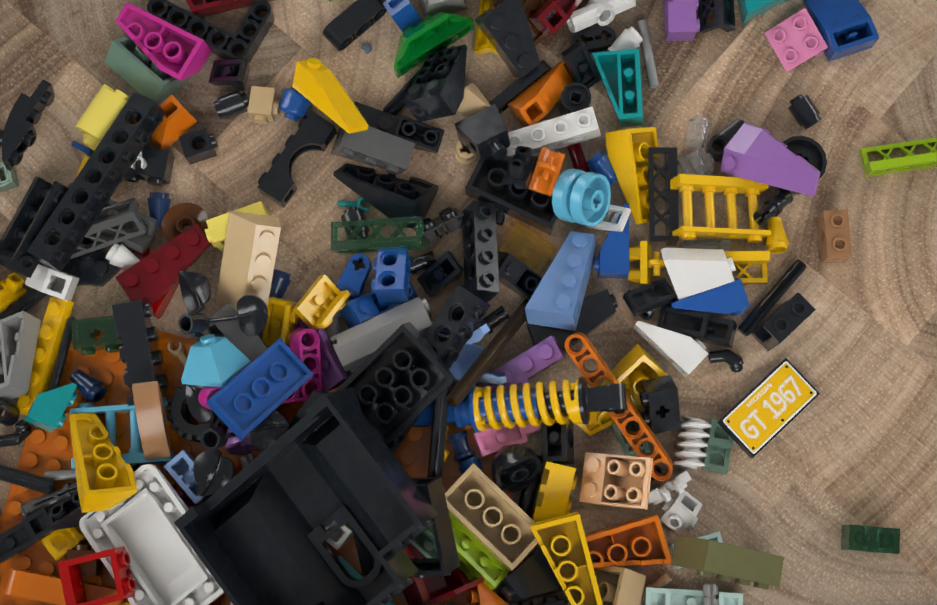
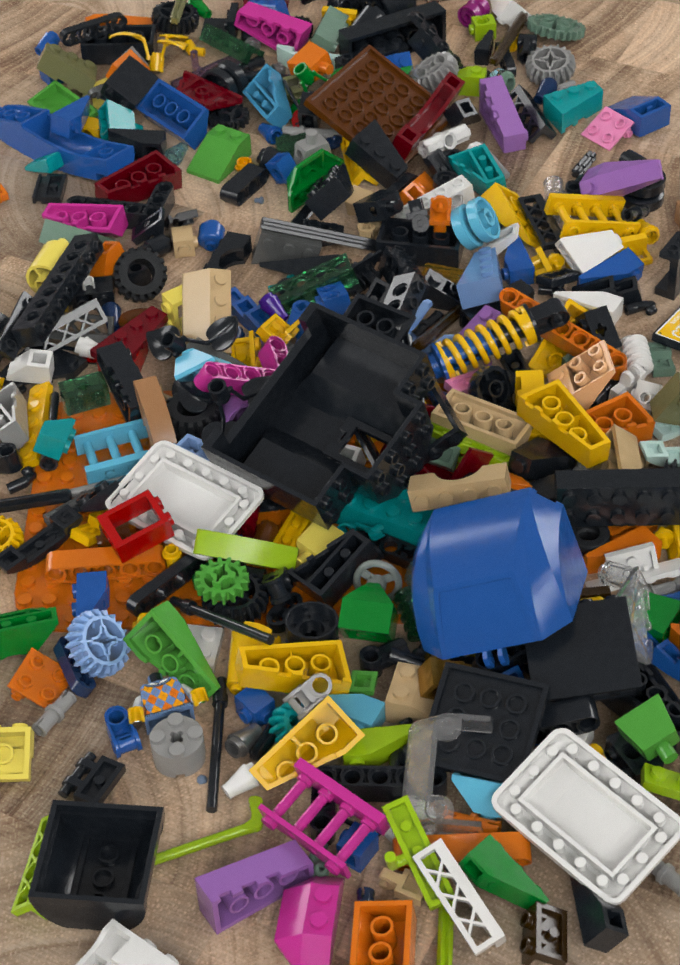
camera: 15 degrees left, 35 degrees down
(88, 386) = (86, 425): dark blue cone -> none
(99, 467) = (115, 458): yellow wedge -> none
(190, 180) = (150, 260): none -> black tyre
(259, 389) = (245, 363): blue tile -> none
(266, 73) = (181, 219): none -> black plate
(304, 242) = (247, 311): none -> blue slope
(326, 258) = (271, 304): none -> dark purple cone
(328, 94) = (236, 210): yellow wedge -> none
(409, 153) = (318, 234): none -> axle
(748, 93) = (584, 163): none -> axle
(771, 297) = (655, 276): black axle -> none

